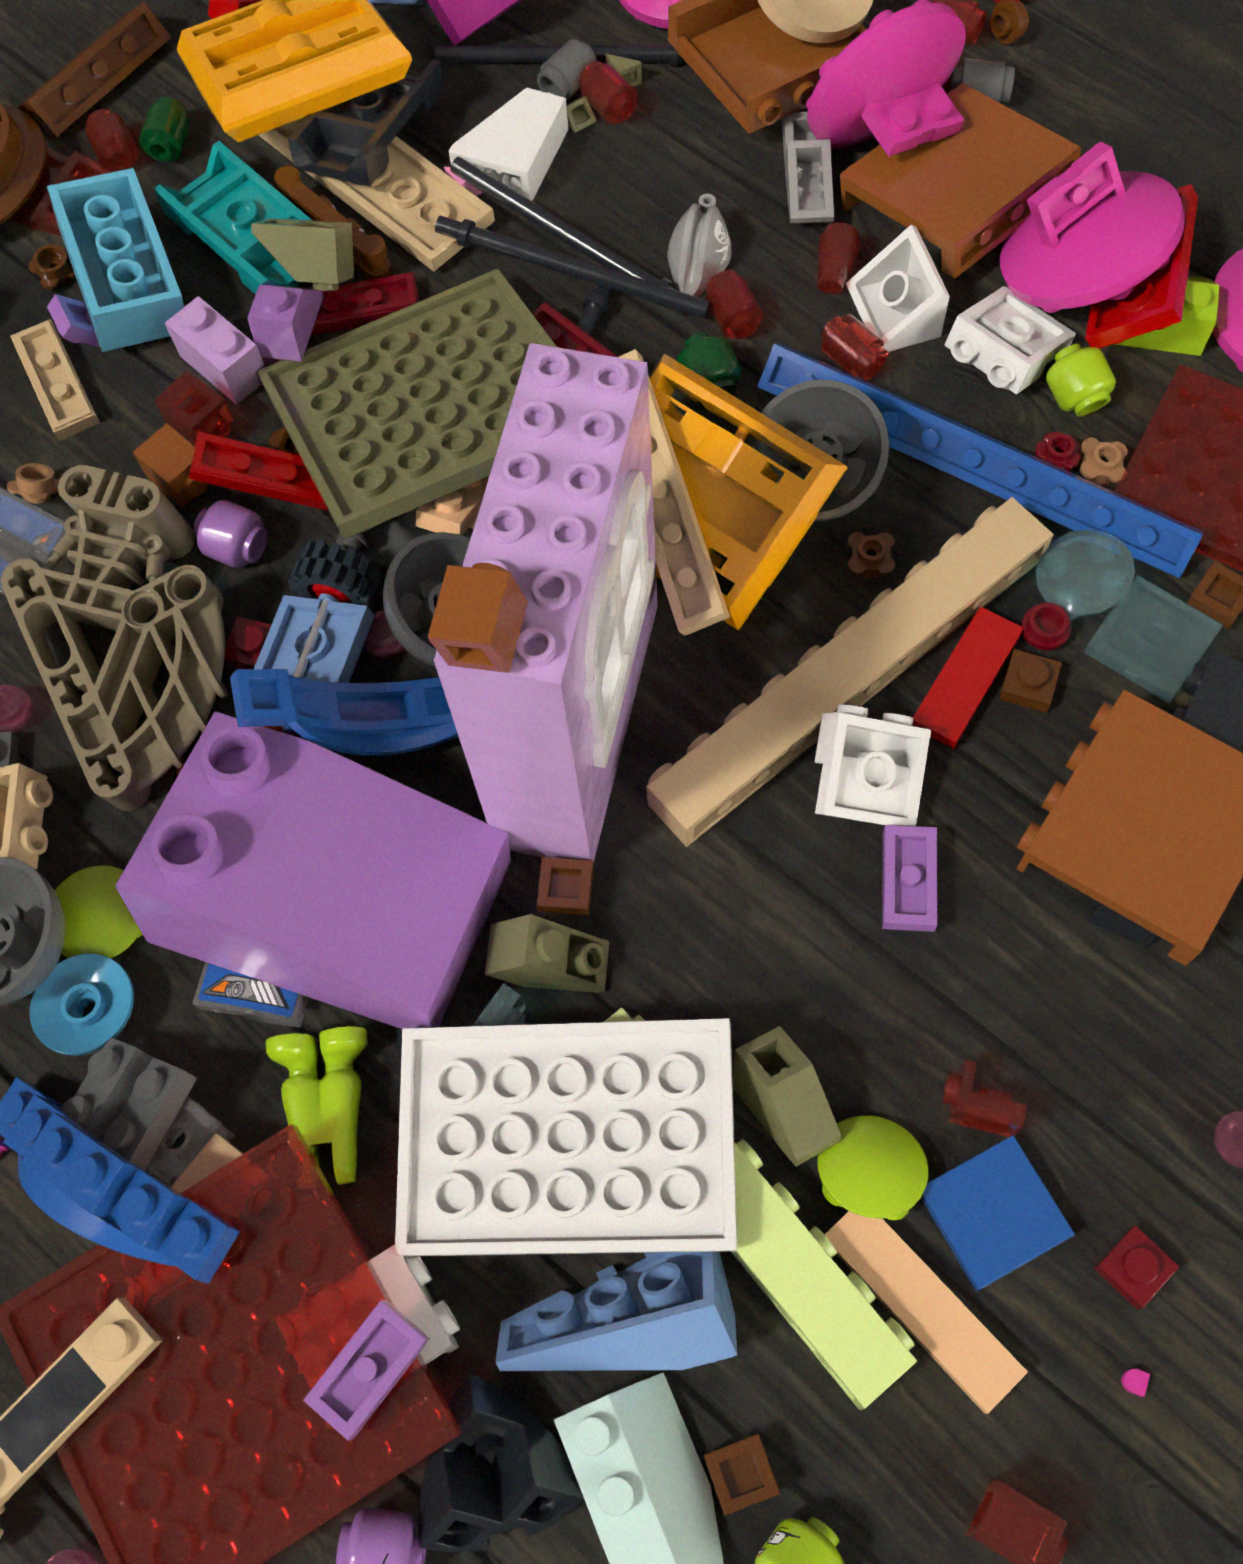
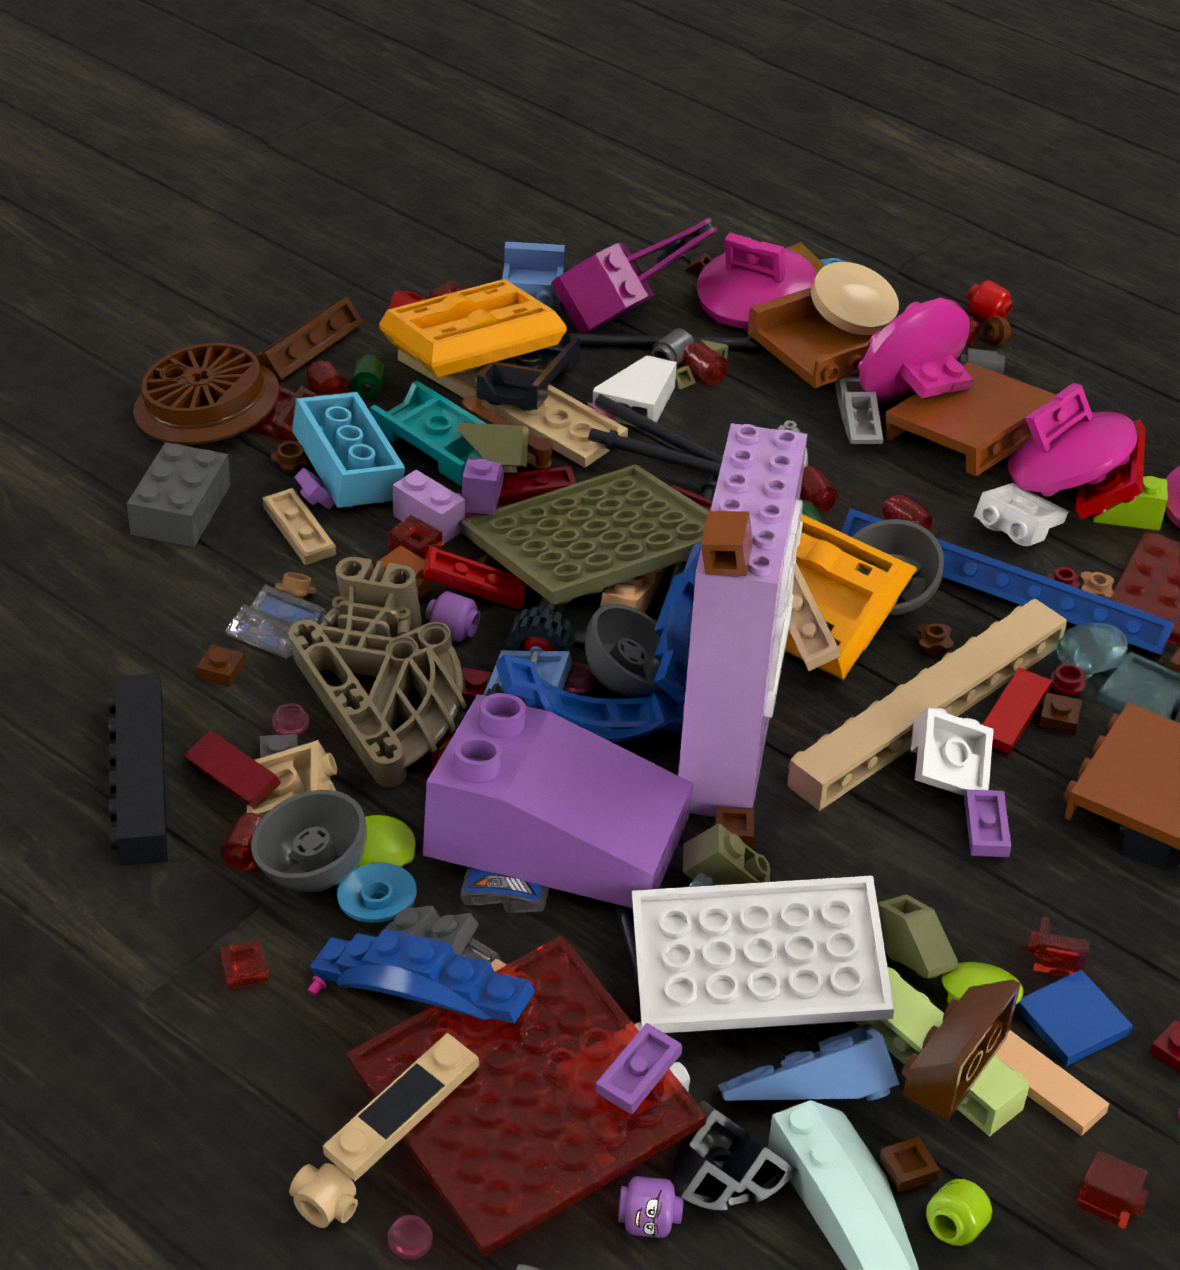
camera: 10 degrees left, 25 degrees down
(325, 1107) = (577, 916): lime piece -> none
(819, 1323) = (960, 1047): none -> reddish brown slope
(836, 256) = (887, 463): clear red cone -> none
(901, 293) = (940, 483): white slope -> none
(1080, 380) = (1075, 537): lime head -> none

